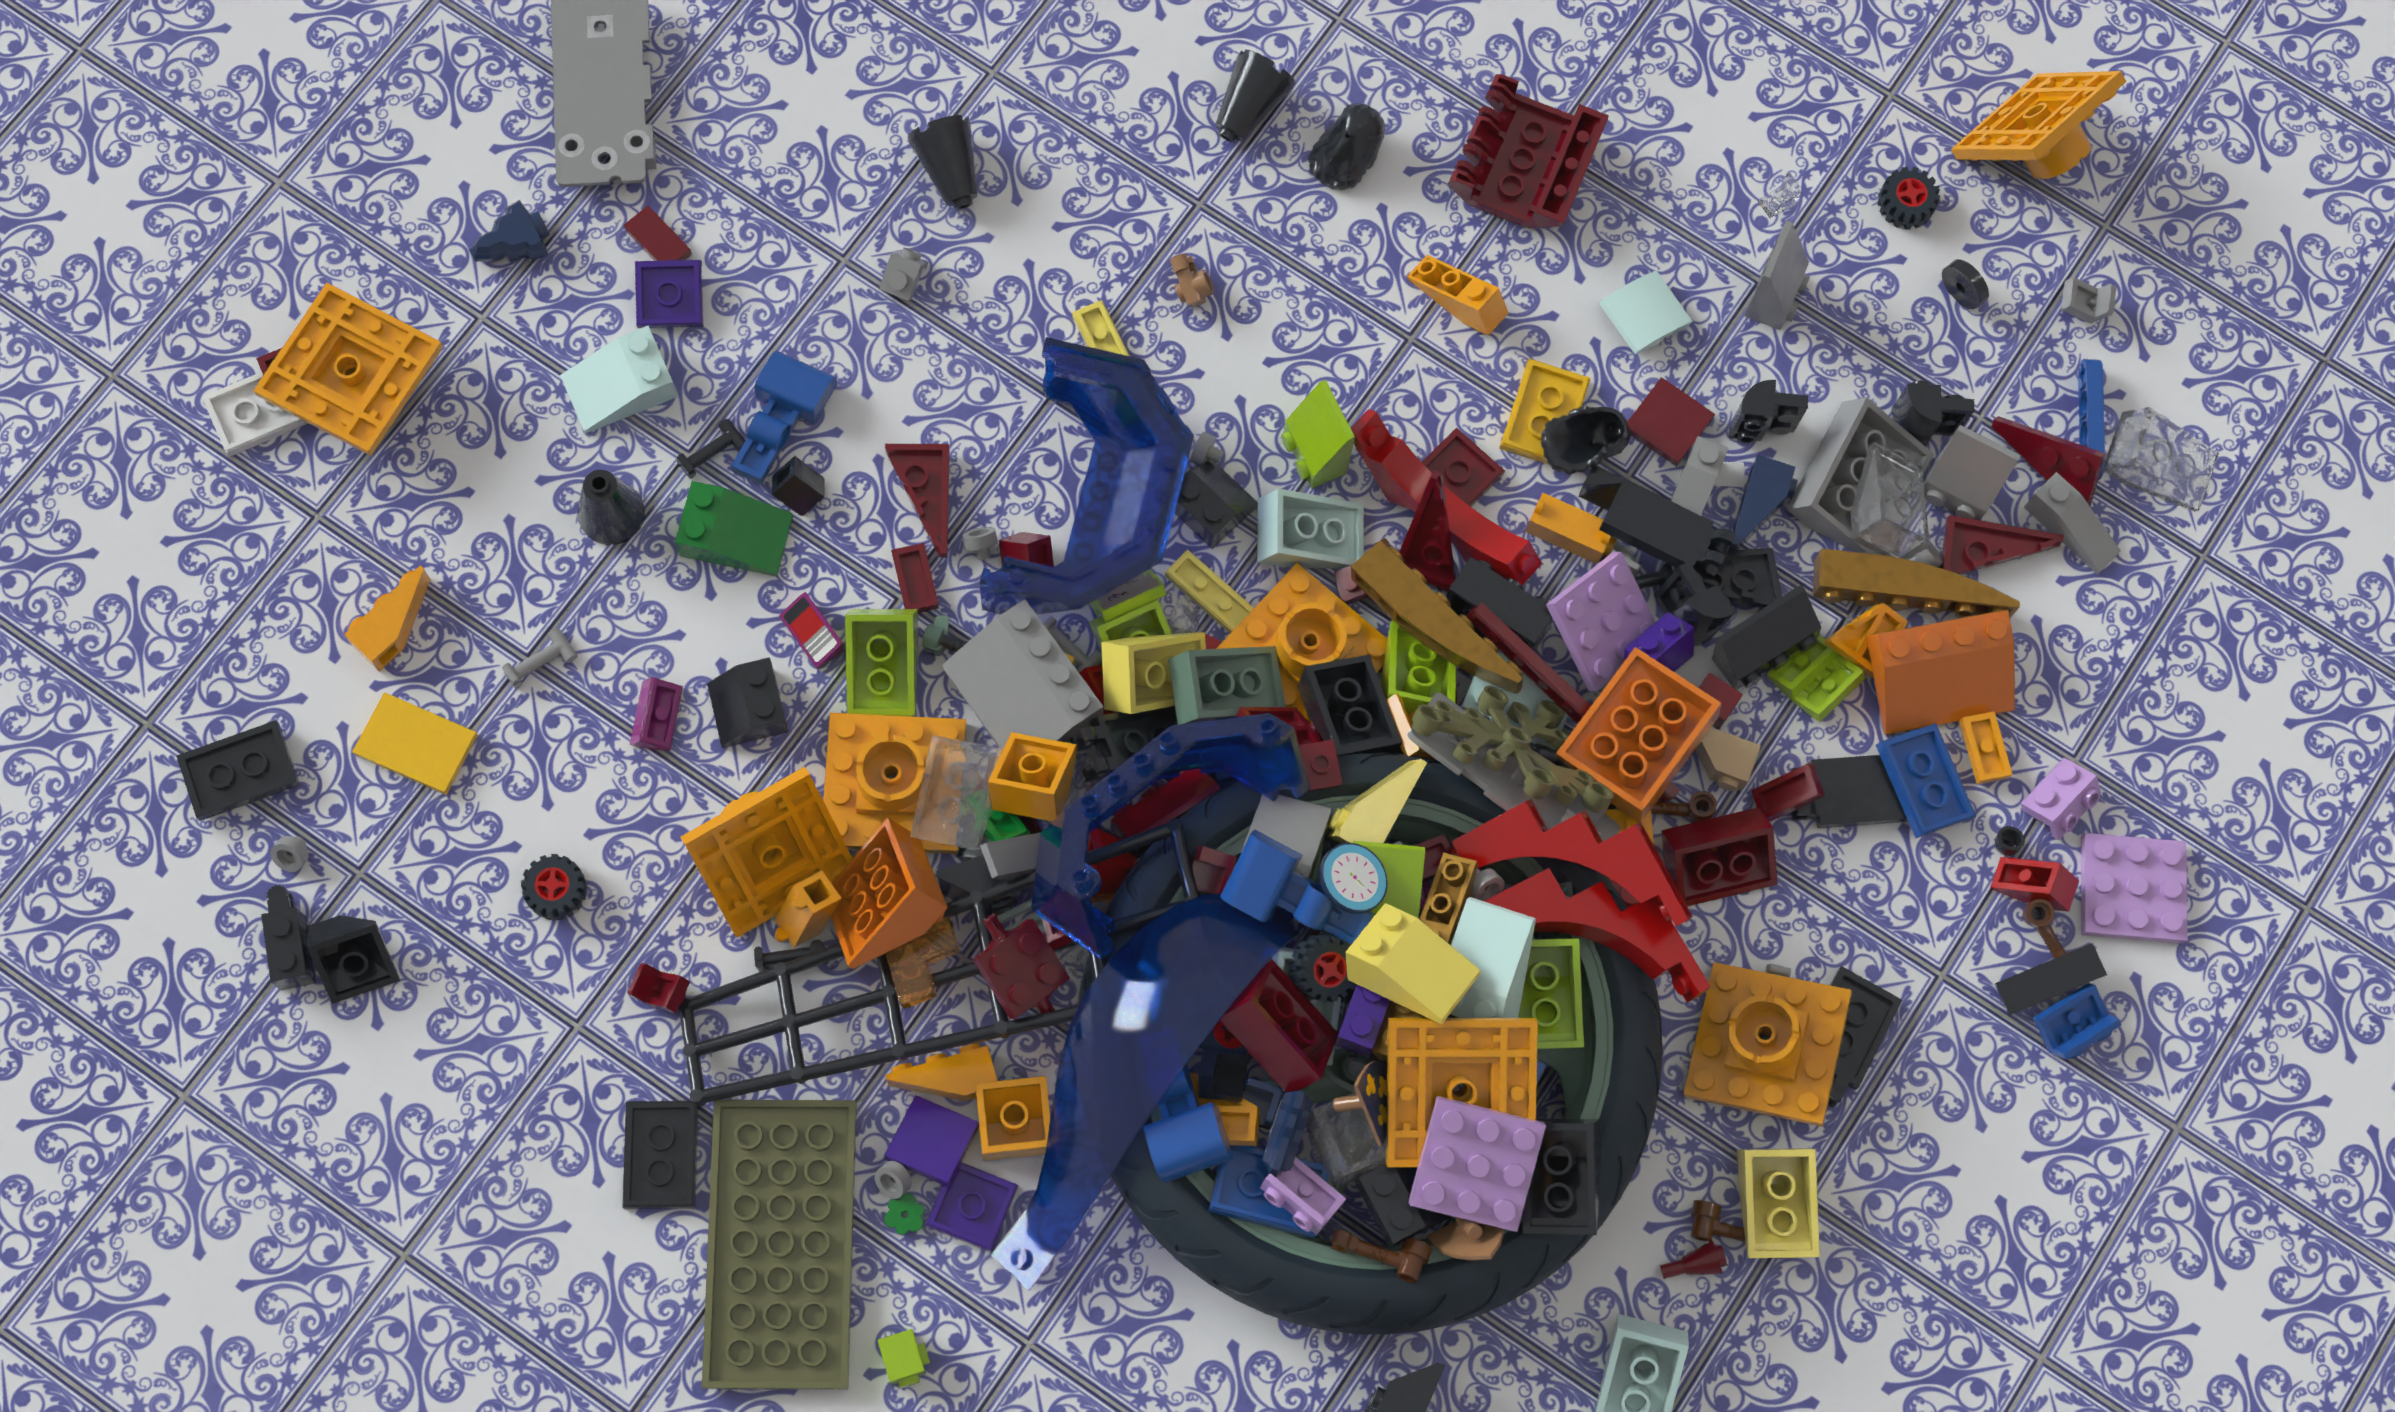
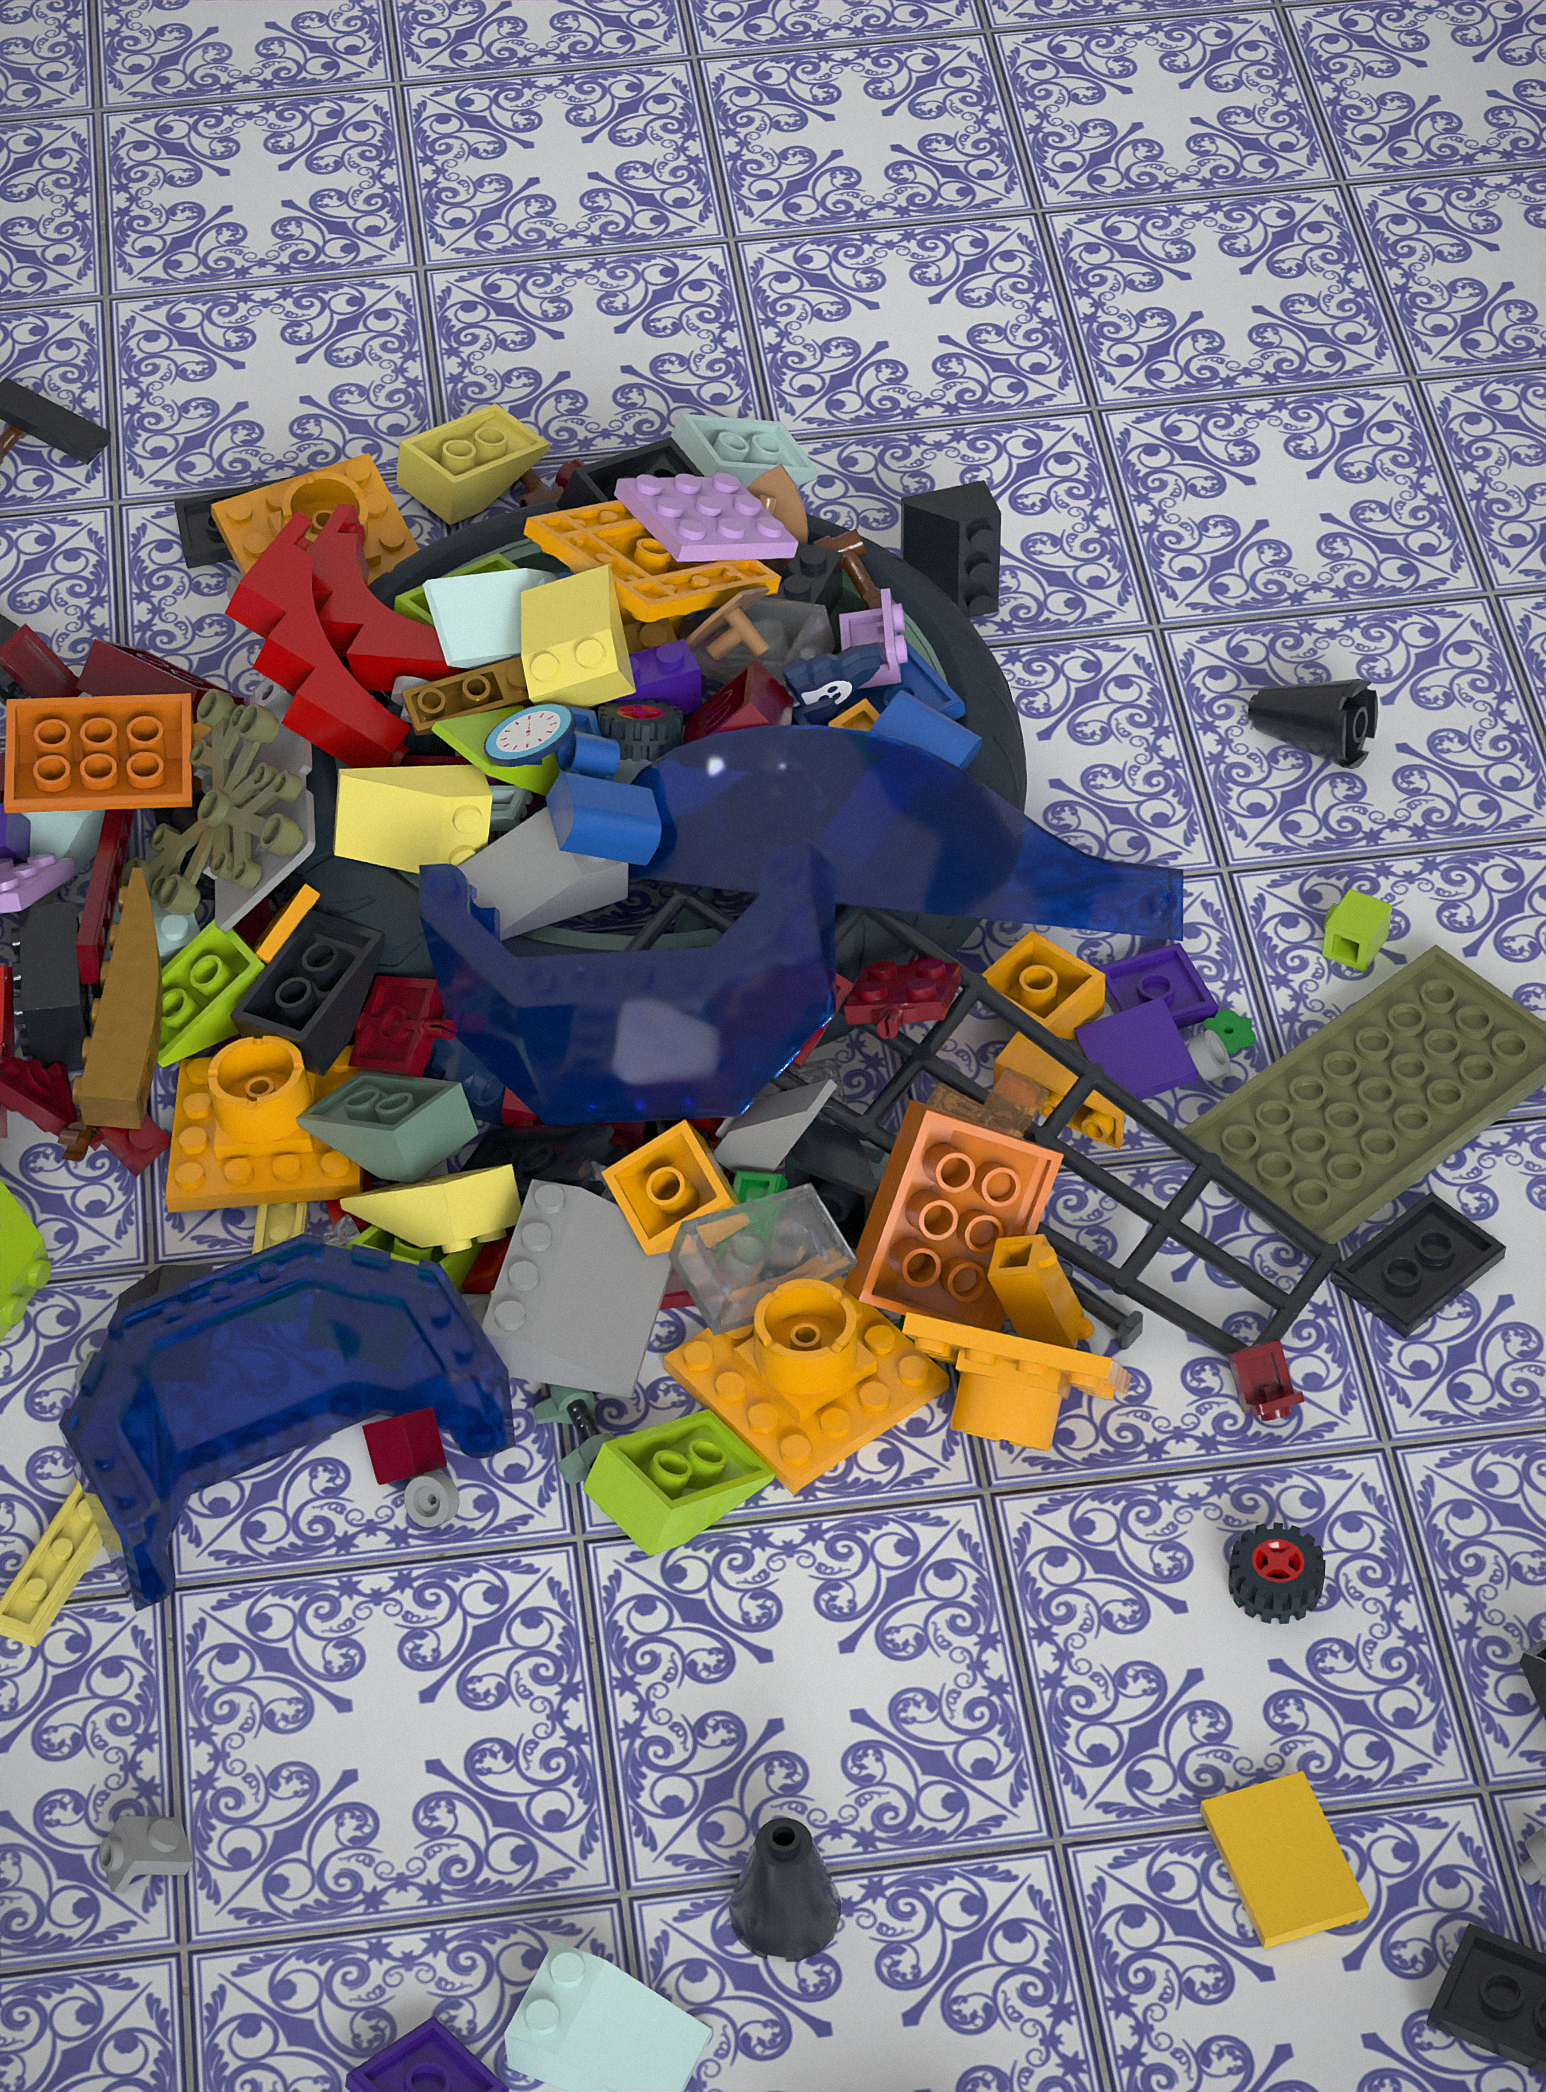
camera: 125 degrees left, 25 degrees down
(387, 626) = (1182, 2005): light orange slope -> none
(559, 647) = (1007, 1813): light grey piece -> none
(656, 714) = (979, 1652): magenta slope -> none
(730, 437) = (556, 1861): black piece -> none
(732, 530) = (680, 1755): green slope -> none
(747, 703) = (867, 1560): black slope -> none
(791, 393) = (429, 1840): blue plate -> none
(798, 486) = (549, 1729): black panel -> none
(811, 631) = (713, 1579): slope -> none
(915, 578) = (544, 1535): dark red tile -> none
(925, 478) = (409, 1611): dark red wing -> none
(1211, 869) = (622, 912): dark red panel -> none
(1309, 530) = (117, 1219): light aqua slope -> none
(1321, 765) = (403, 929): dark red bracket -> none
(2075, 1022) = (78, 382): blue bracket -> none

